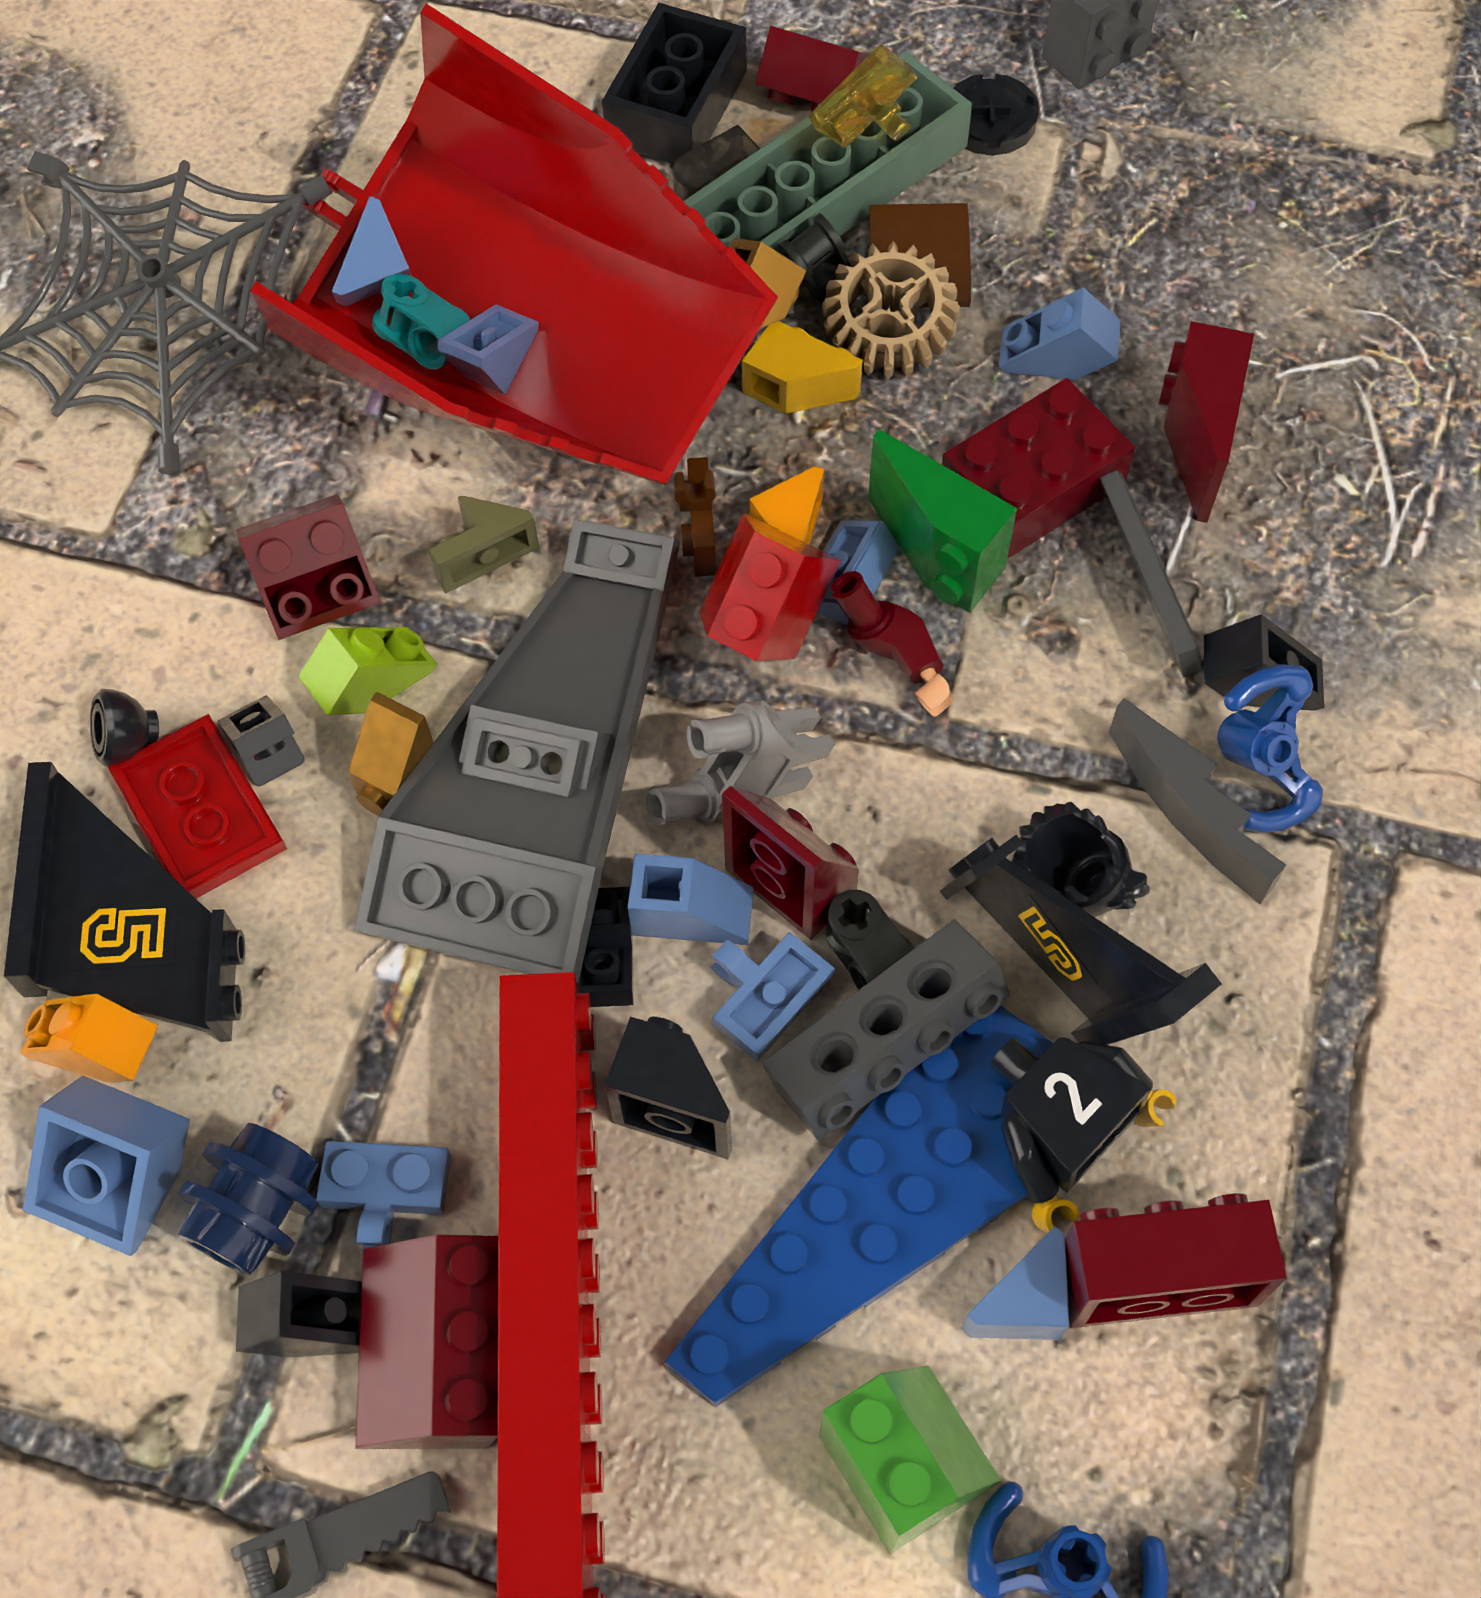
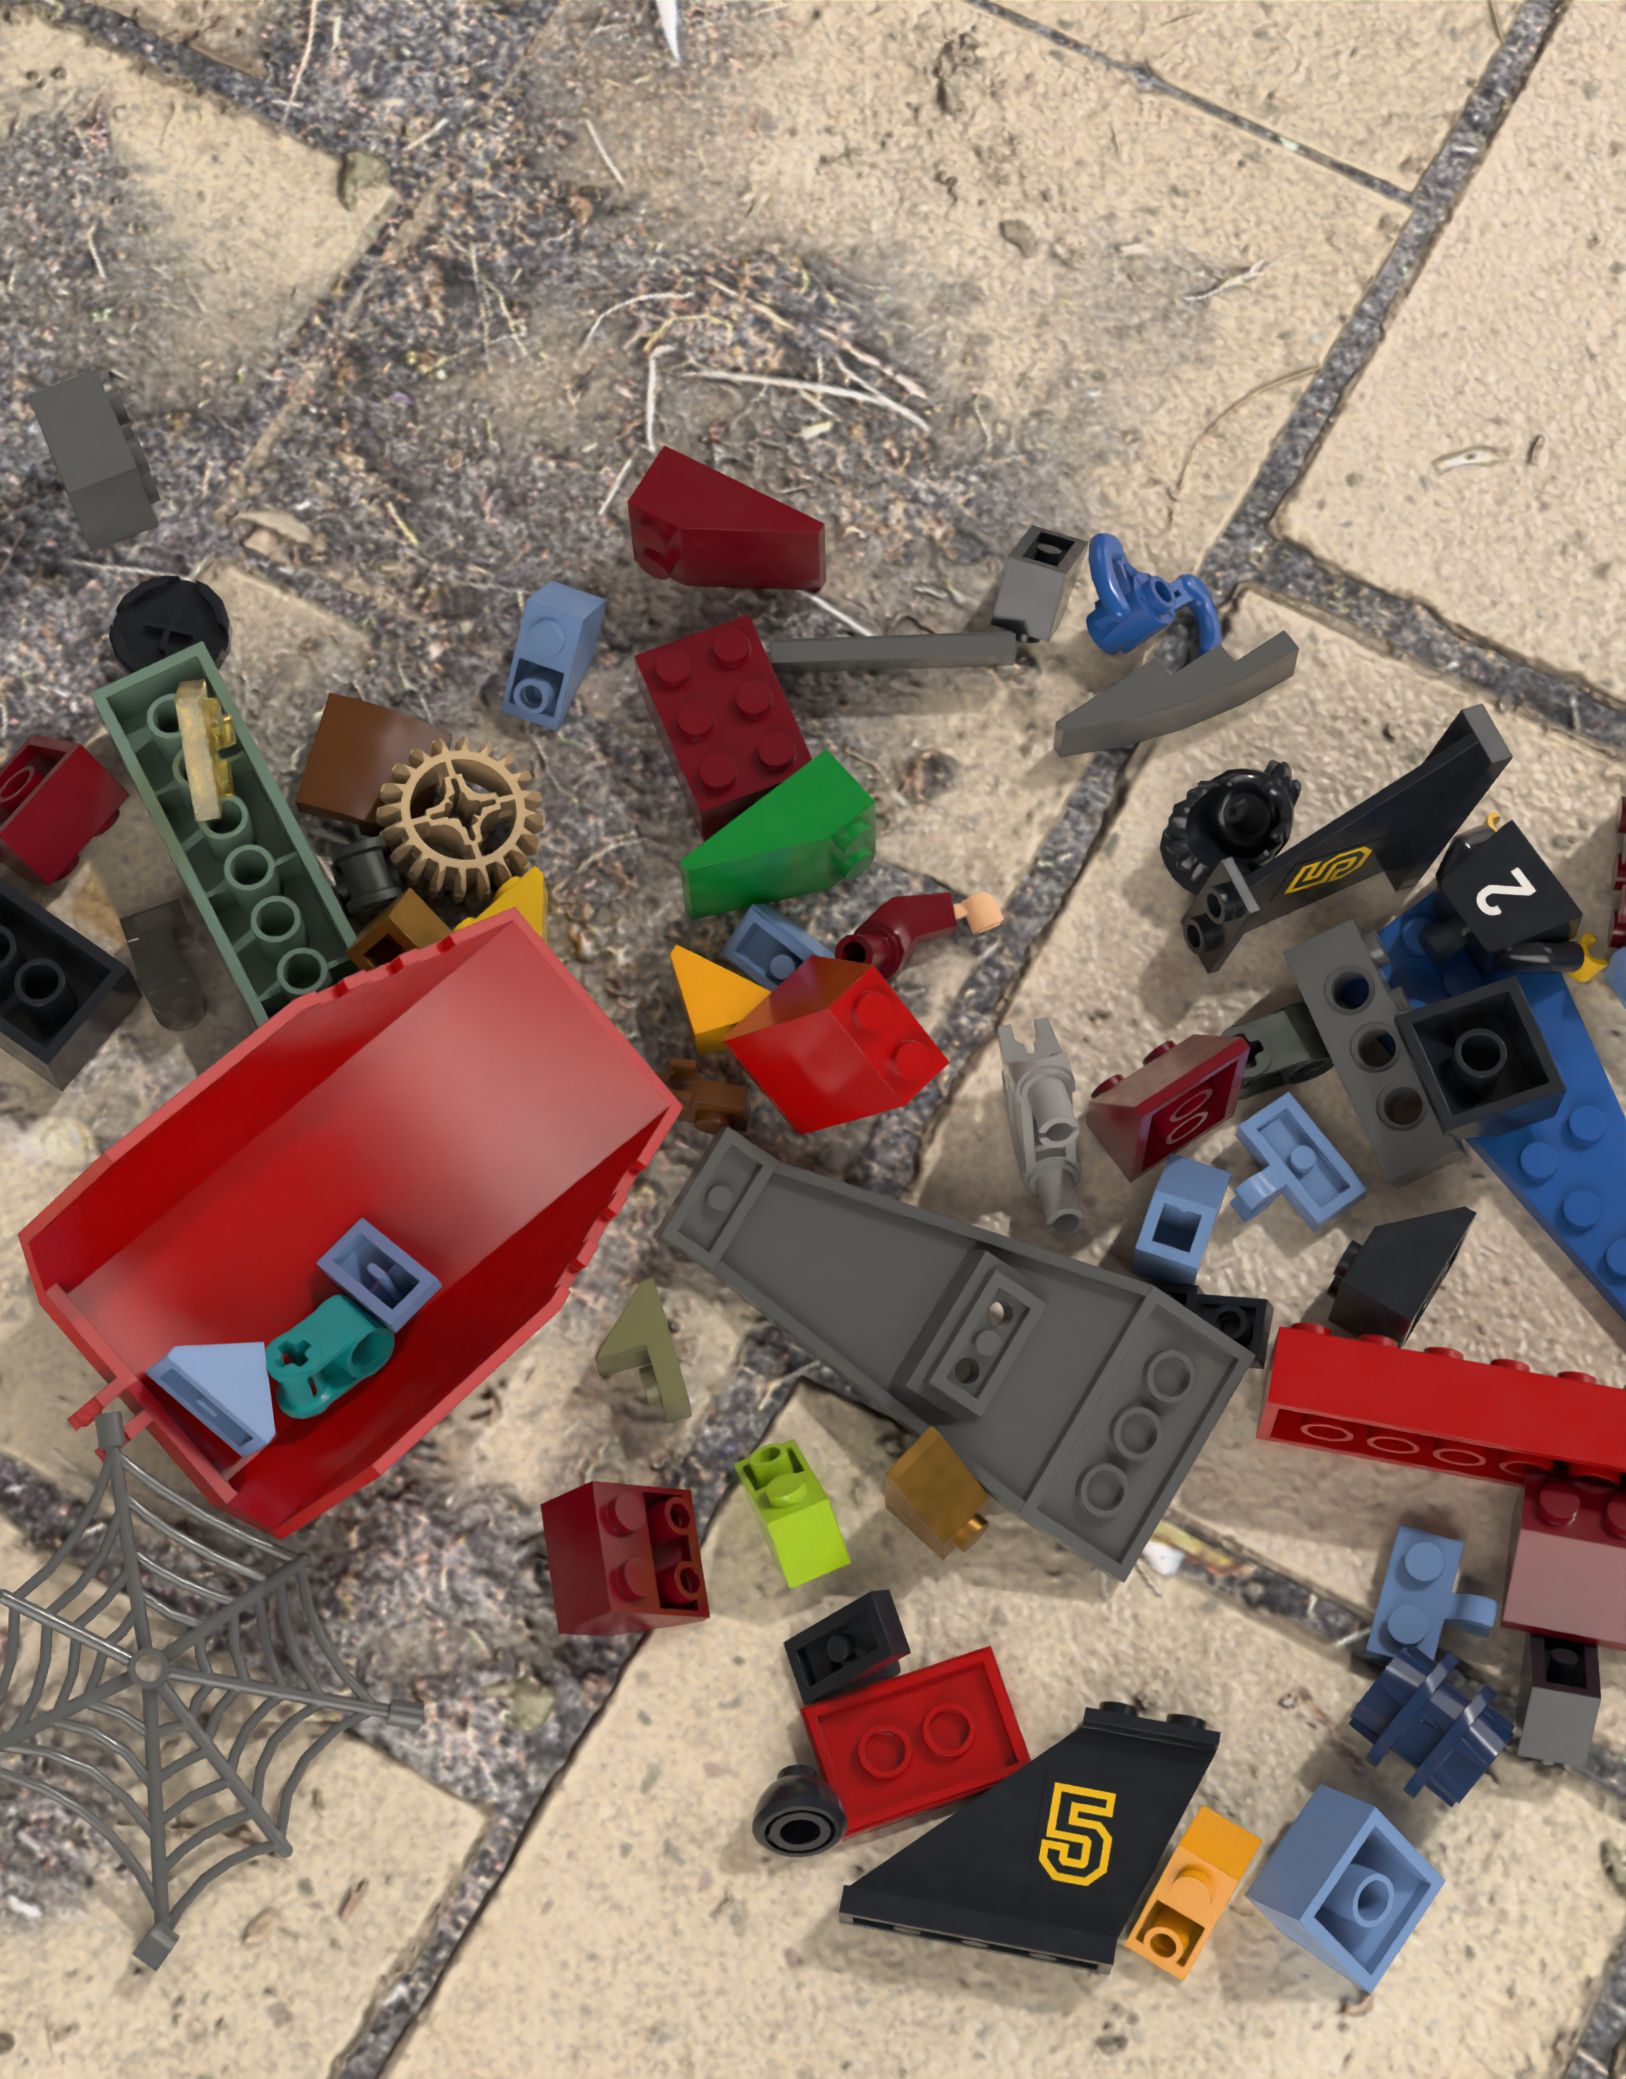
camera: 75 degrees left, 5 degrees up
(890, 1108) = (1483, 1061): none -> black slope

